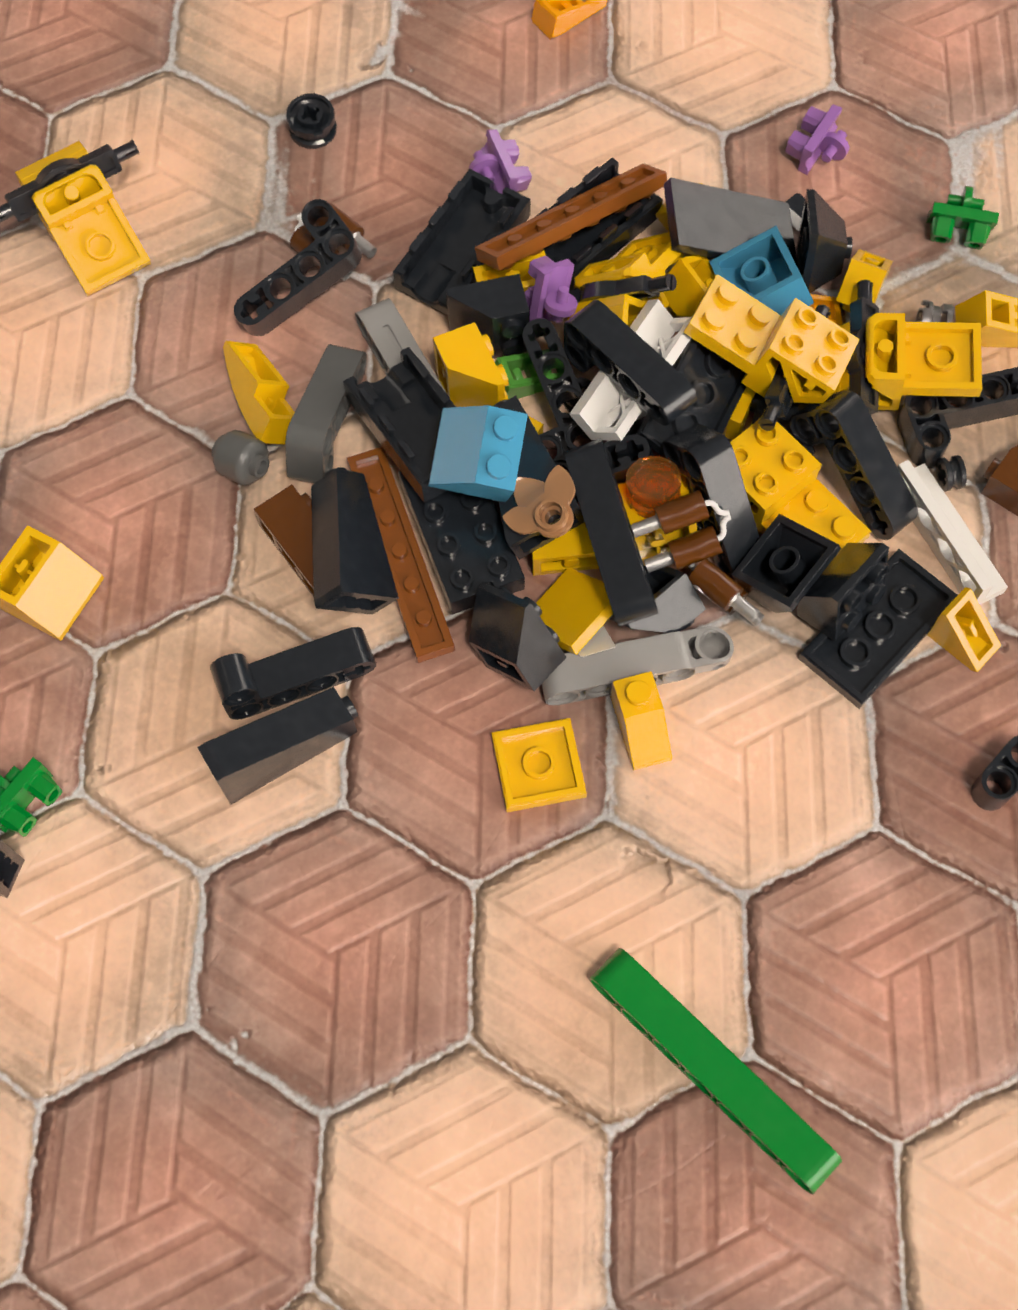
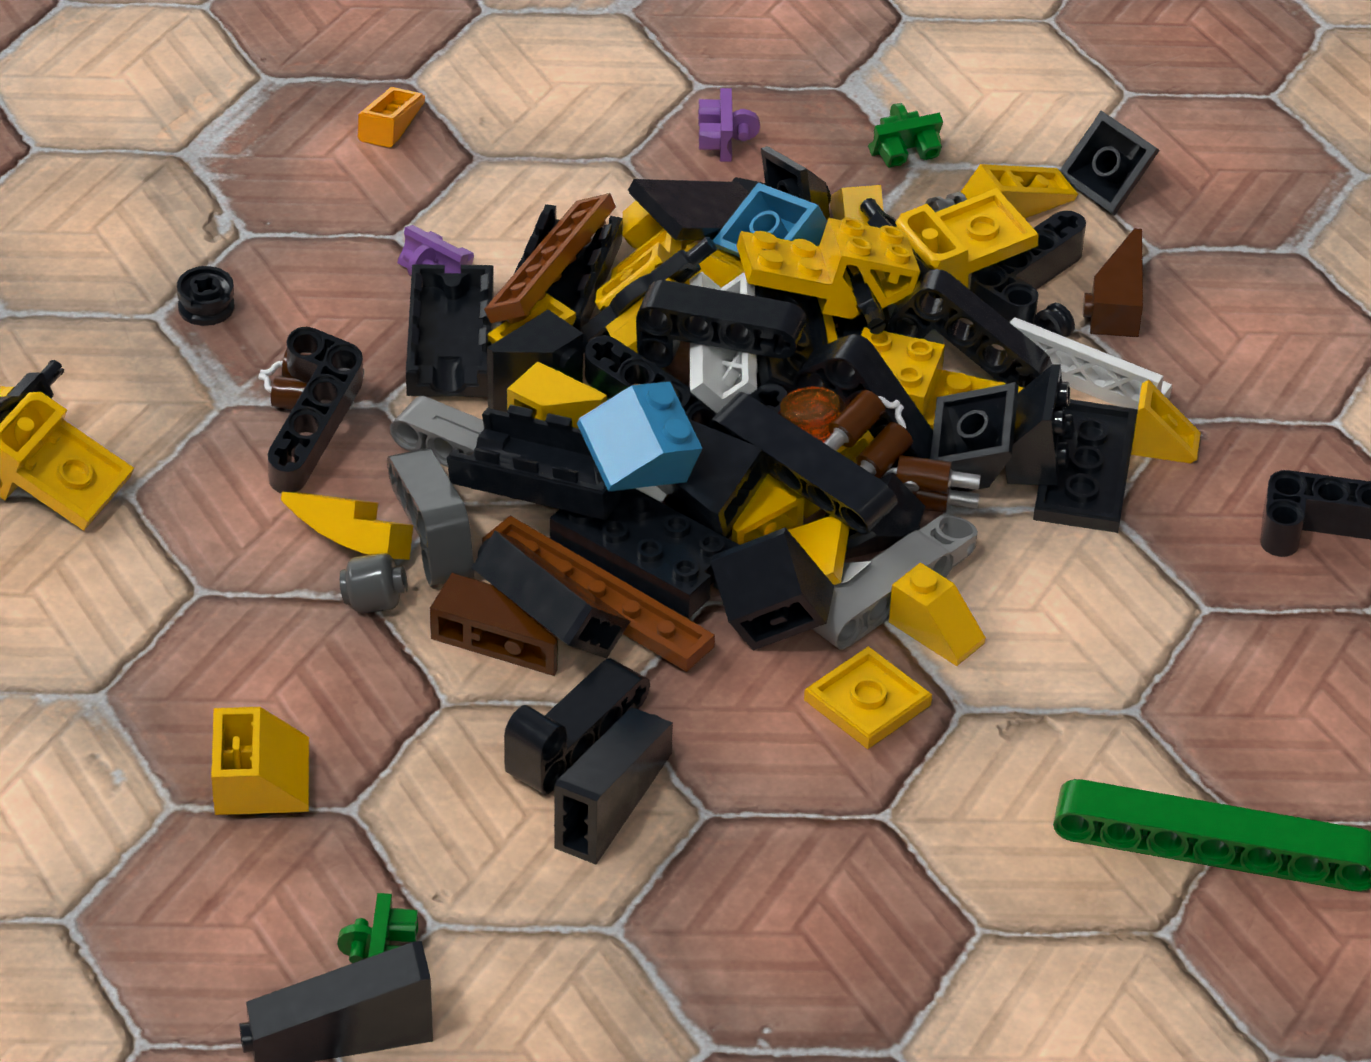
camera: 35 degrees left, 25 degrees down
(540, 501) = (724, 462): medium nougat plate -> none
(551, 295) = (591, 312): medium lavender hips -> none

